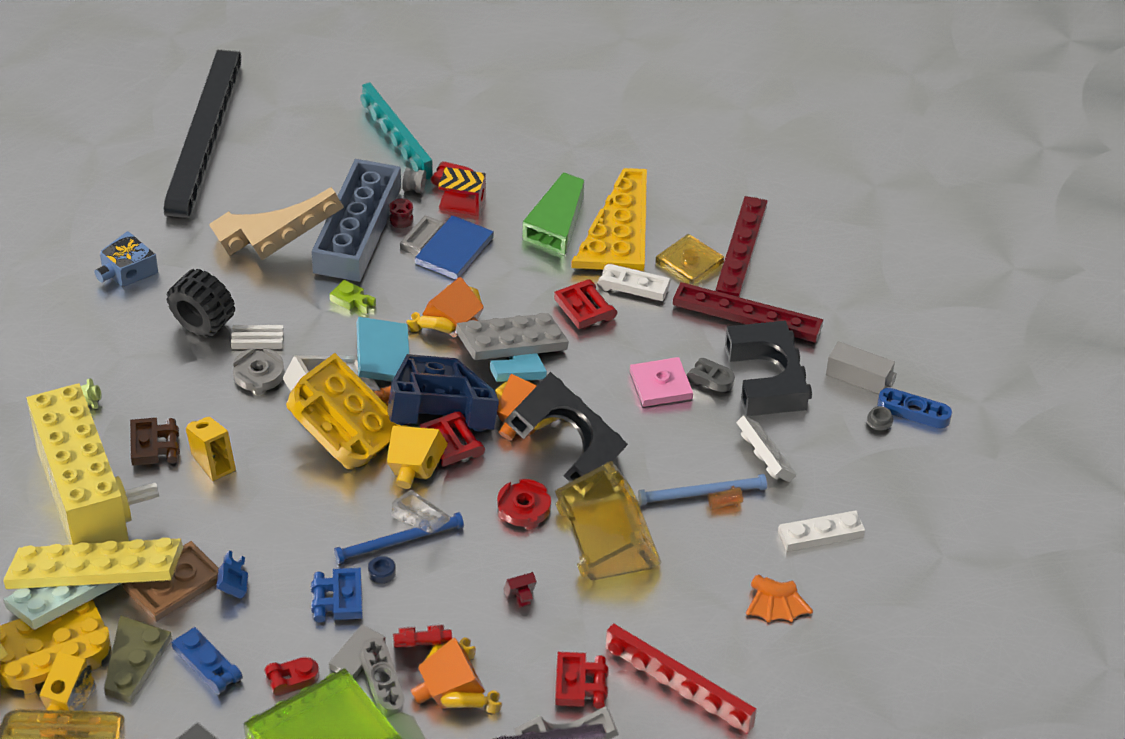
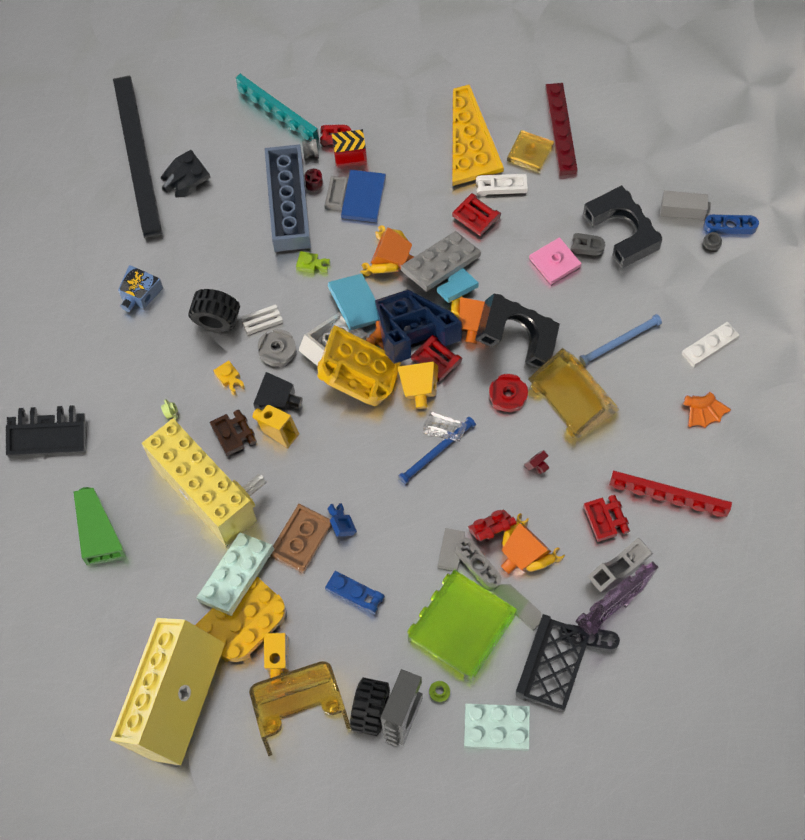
camera: 15 degrees left, 20 degrees up
(93, 563) = (247, 551): light yellow plate -> none
(133, 657) = (304, 607): olive wing -> none
(183, 383) = (228, 376): none -> yellow plate
(232, 413) = (276, 393): none -> black torso
(247, 165) = (184, 174): none -> black plate
(276, 228) = (234, 229): tan arch -> none
(302, 673) = (422, 577): red plate -> none
(346, 594) = (423, 506): blue plate -> none
(381, 569) = (436, 478): dark blue tile -> none
(555, 215) = (424, 148): bright green slope -> none
(725, 498) = (639, 341): clear orange pin -> none
(745, 310) = (588, 183): dark red plate -> none
(765, 449) = (649, 293): white plate -> none

